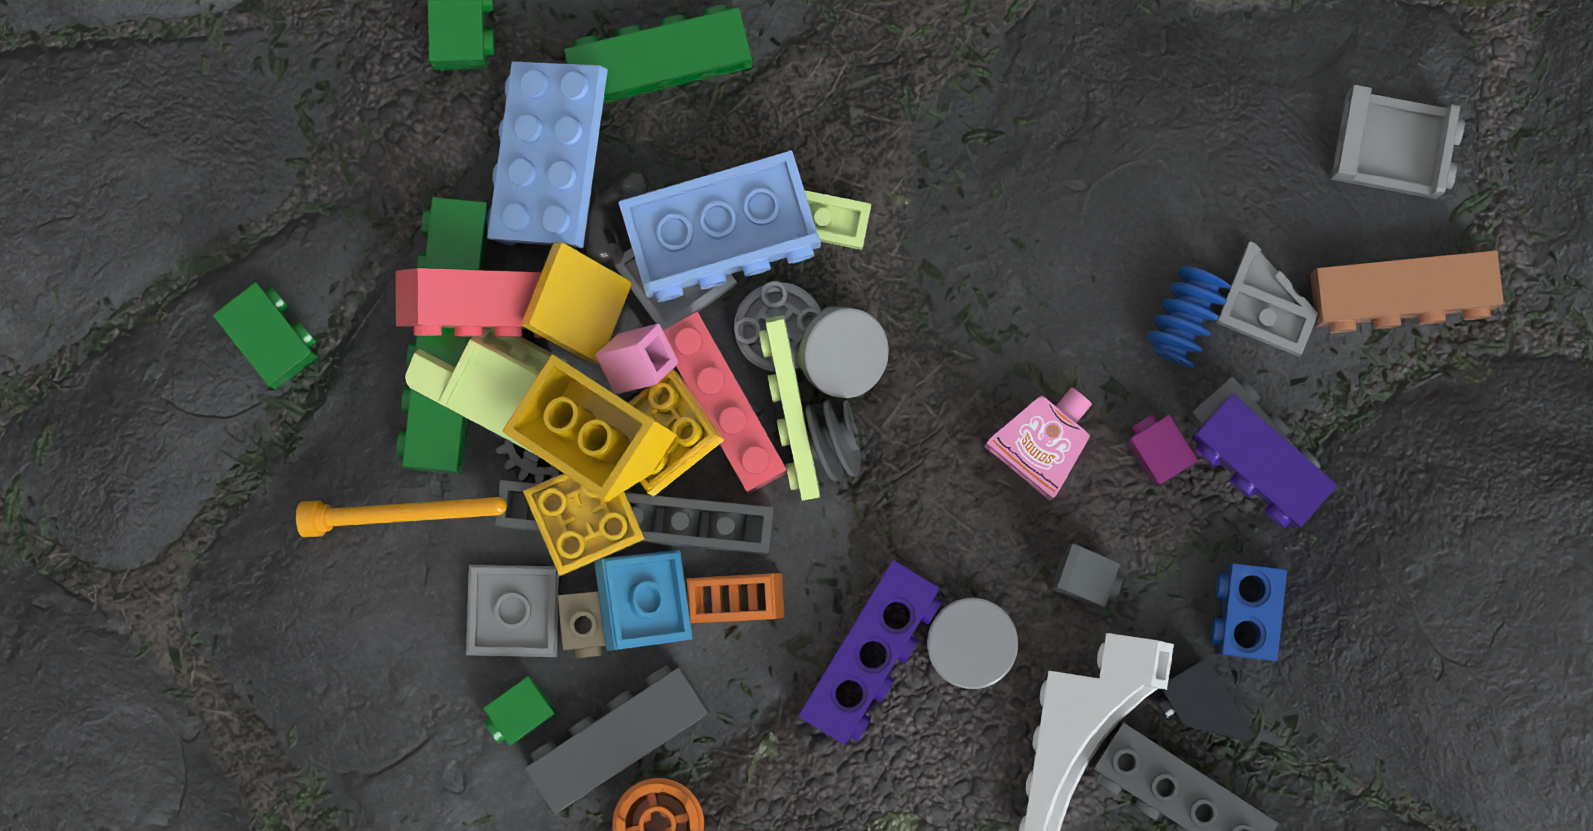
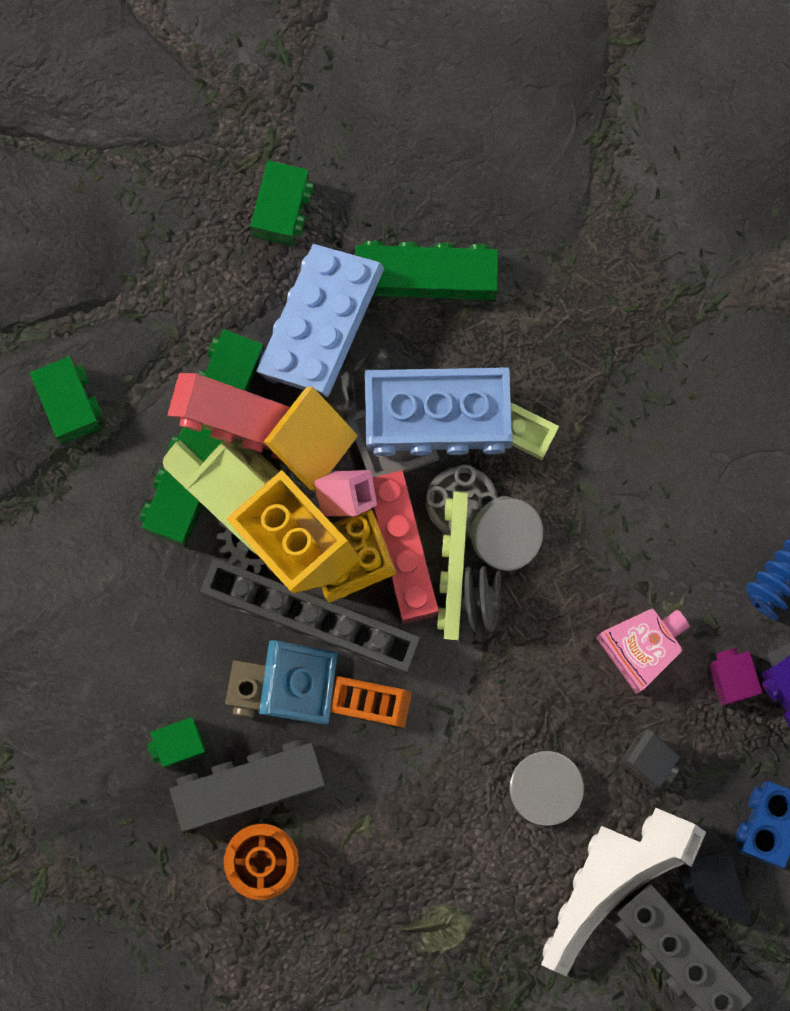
camera: 10 degrees right, 5 degrees down
(316, 518) = (63, 550): light orange piece -> none
(513, 611) = (194, 664): light grey tile -> none
(579, 523) = (267, 607): yellow tile -> none
(895, 586) = (499, 727): dark purple brick -> none

